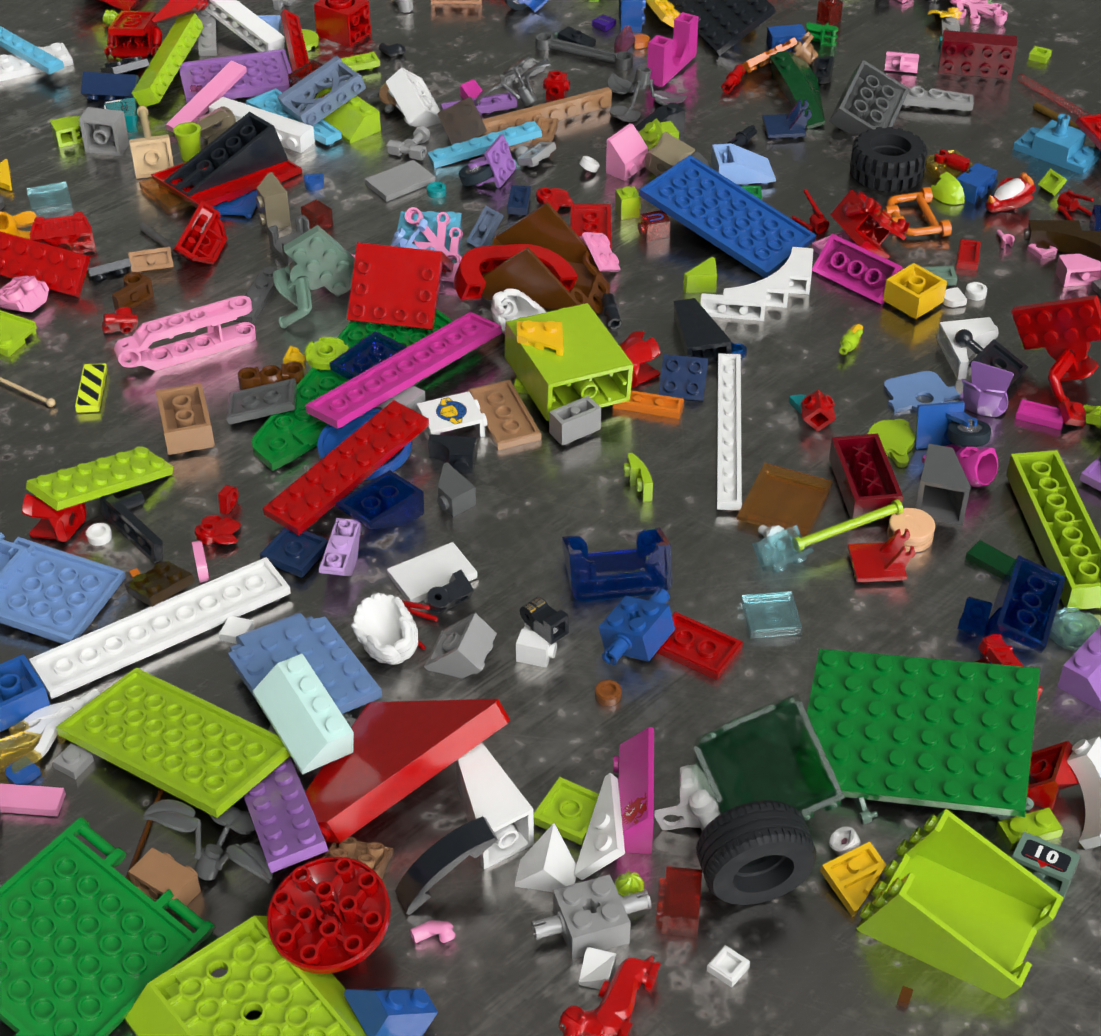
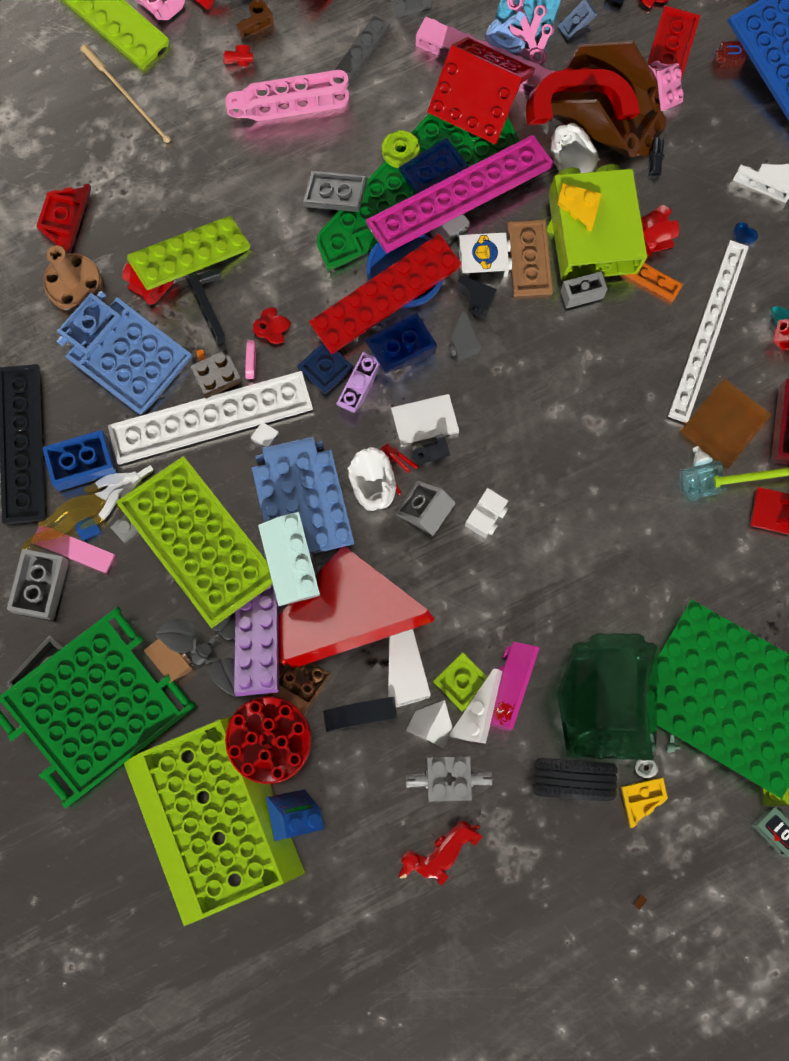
camera: 15 degrees right, 35 degrees up
(91, 388) = (202, 130): neon yellow tile -> none
(99, 534) = (180, 303): white tile -> none
(143, 837) = (157, 621): reddish brown piece -> none
(185, 418) = (268, 196): medium nougat brick -> none
(228, 499) = (285, 295): red tile -> none
(252, 377) = (339, 163): reddish brown piece -> none
(294, 355) = (374, 139): yellow tile -> none
(316, 264) = (407, 45): sand green plate -> none
(431, 928) = (342, 752): bright pink arm -> none
(543, 619) = (493, 509): black leg -> none
(597, 968) = (440, 820): white slope -> none
(608, 692) = (523, 579): dark orange tile -> none
(620, 571) = (569, 460): clear blue windscreen -> none
(627, 203) = (716, 18): lime brick -> none
(629, 883) = (483, 758): lime plate -> none
(637, 627) = (562, 530): blue brick -> none
(639, 476) = (616, 363): lime slope -> none
(681, 901) = (513, 784): clear red brick -> none
(683, 377) = (690, 261): dark blue plate -> none
(696, 802) = (549, 712): white piece -> none
(699, 332) = (722, 210): black slope -> none
(700, 647) = (603, 552): red tile -> none
(701, 278) = (750, 138): lime slope -> none
(728, 966) = (530, 841): white tile -> none
(771, 614) = (671, 539): clear light blue tile -> none
(960, 906) = (702, 851): lime windscreen -> none

